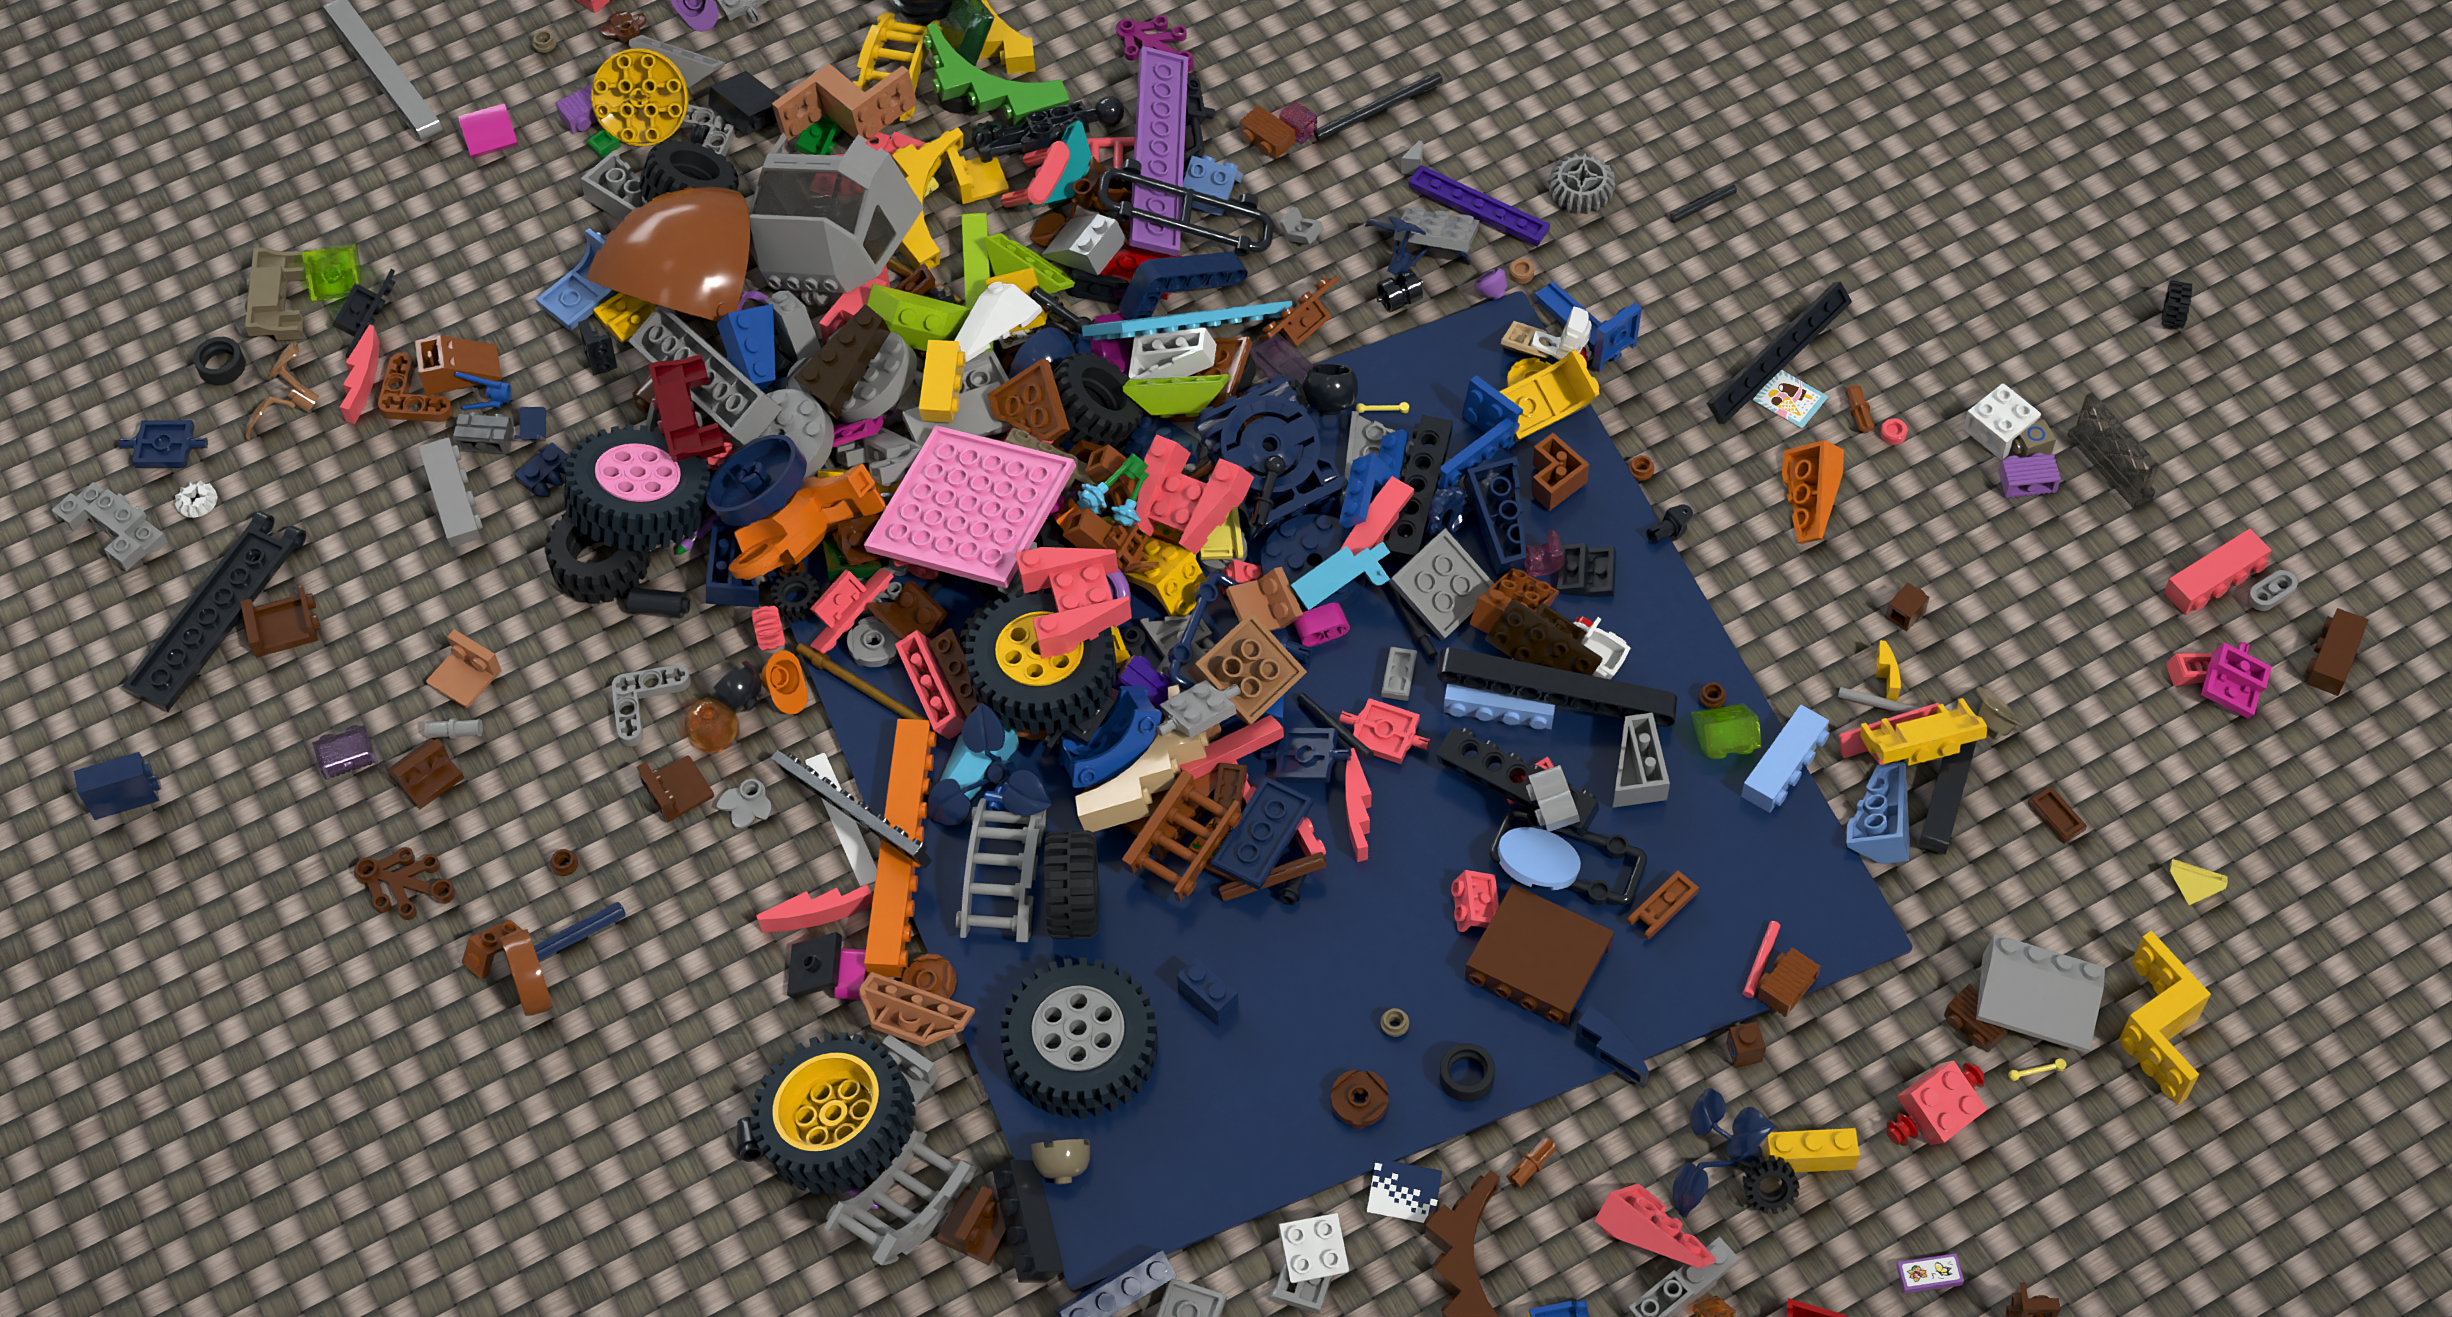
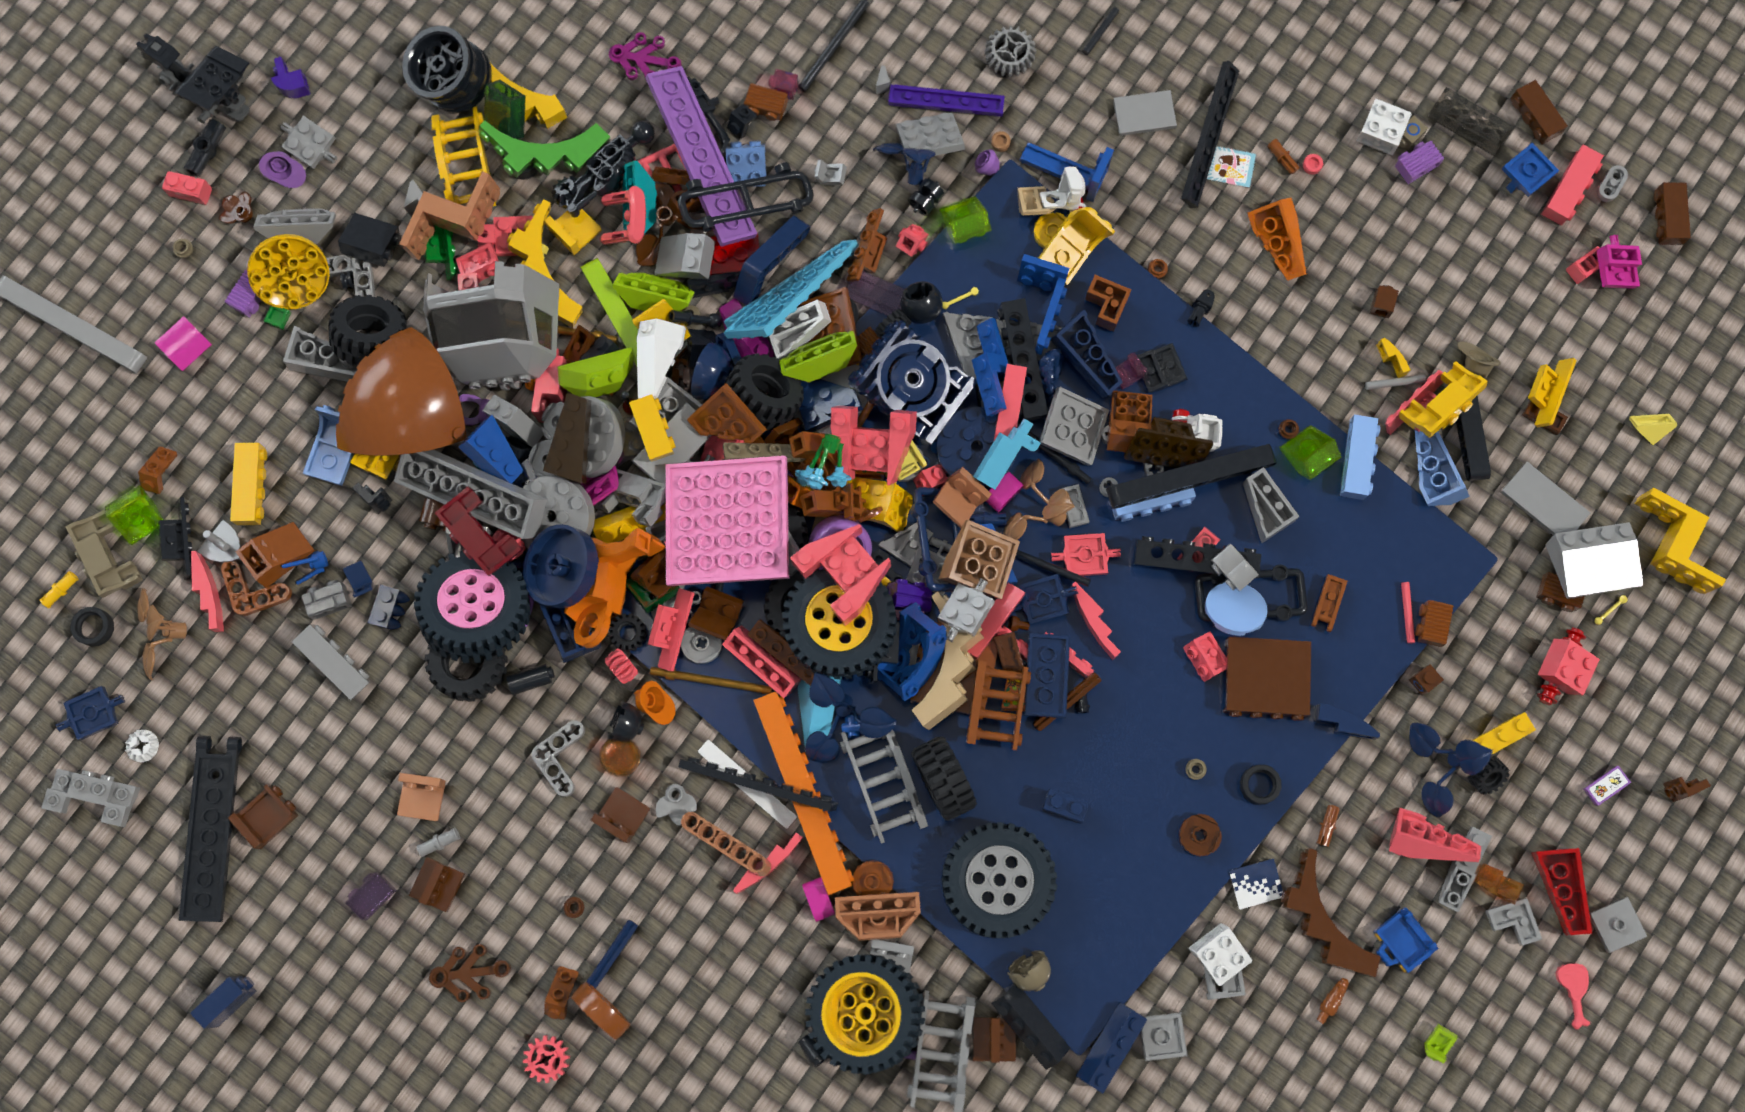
camera: 25 degrees left, 20 degrees up
(208, 311) = (59, 589): none -> yellow pin
(374, 236) = (151, 472): none -> dark orange bracket
(403, 336) = (221, 543): none -> light grey shield
(437, 1011) = (551, 1067): none -> coral gear
(470, 286) = (248, 484): none -> yellow brick
(777, 861) = (719, 837): none -> nougat beam
(814, 965) = (790, 906): black plate -> none
(1108, 158) = (670, 176): none -> reddish brown plate
(1224, 138) = (740, 120): none -> black bracket
(1258, 771) = (1015, 624): none -> reddish brown piece
(1274, 467) = (925, 394): black pin -> none
(1358, 326) = (912, 240): none -> coral brick
(1366, 666) = (1053, 512): none -> medium nougat plant
(1432, 329) = (965, 219): none -> clear neon green slope
(1712, 304) = (1144, 113): none -> light grey tile
(2007, 903) = (1544, 501): none -> light grey tile
(2071, 778) = (1549, 390): none -> yellow bracket
(2163, 530) = (1529, 170): none -> blue bracket
(2211, 478) = (1538, 112): none -> reddish brown brick

